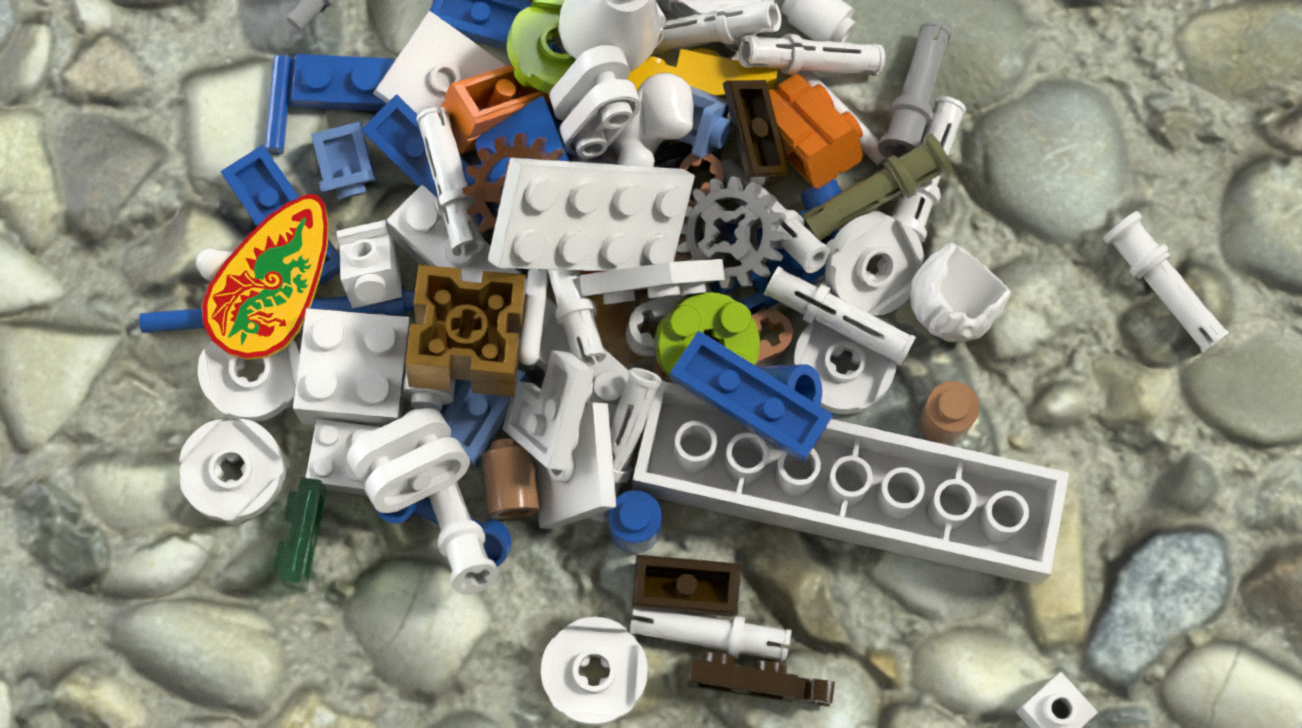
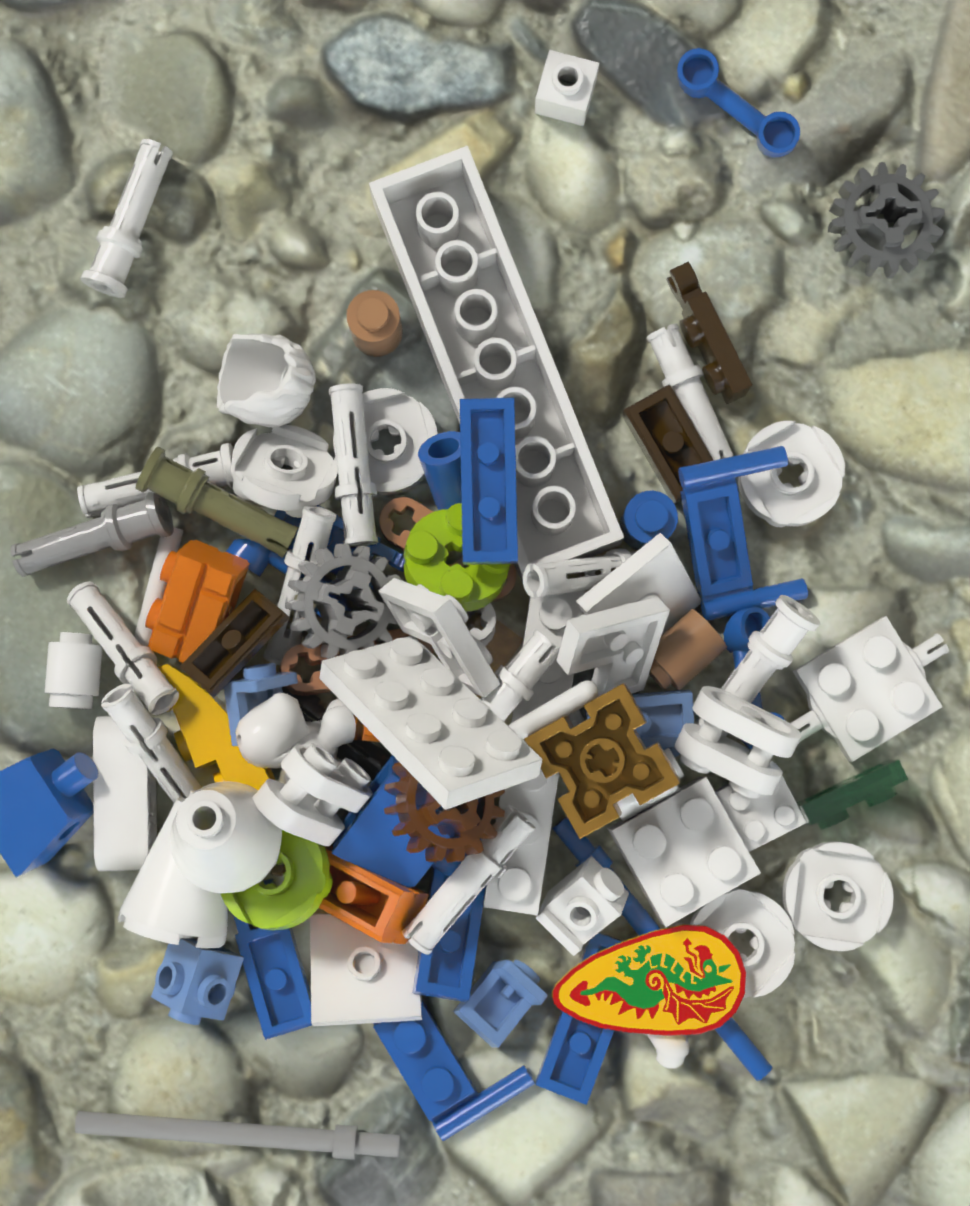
camera: 120 degrees left, 10 degrees up
(374, 611) = (868, 688): none -> white plate
(580, 569) = (719, 536): none -> blue plate

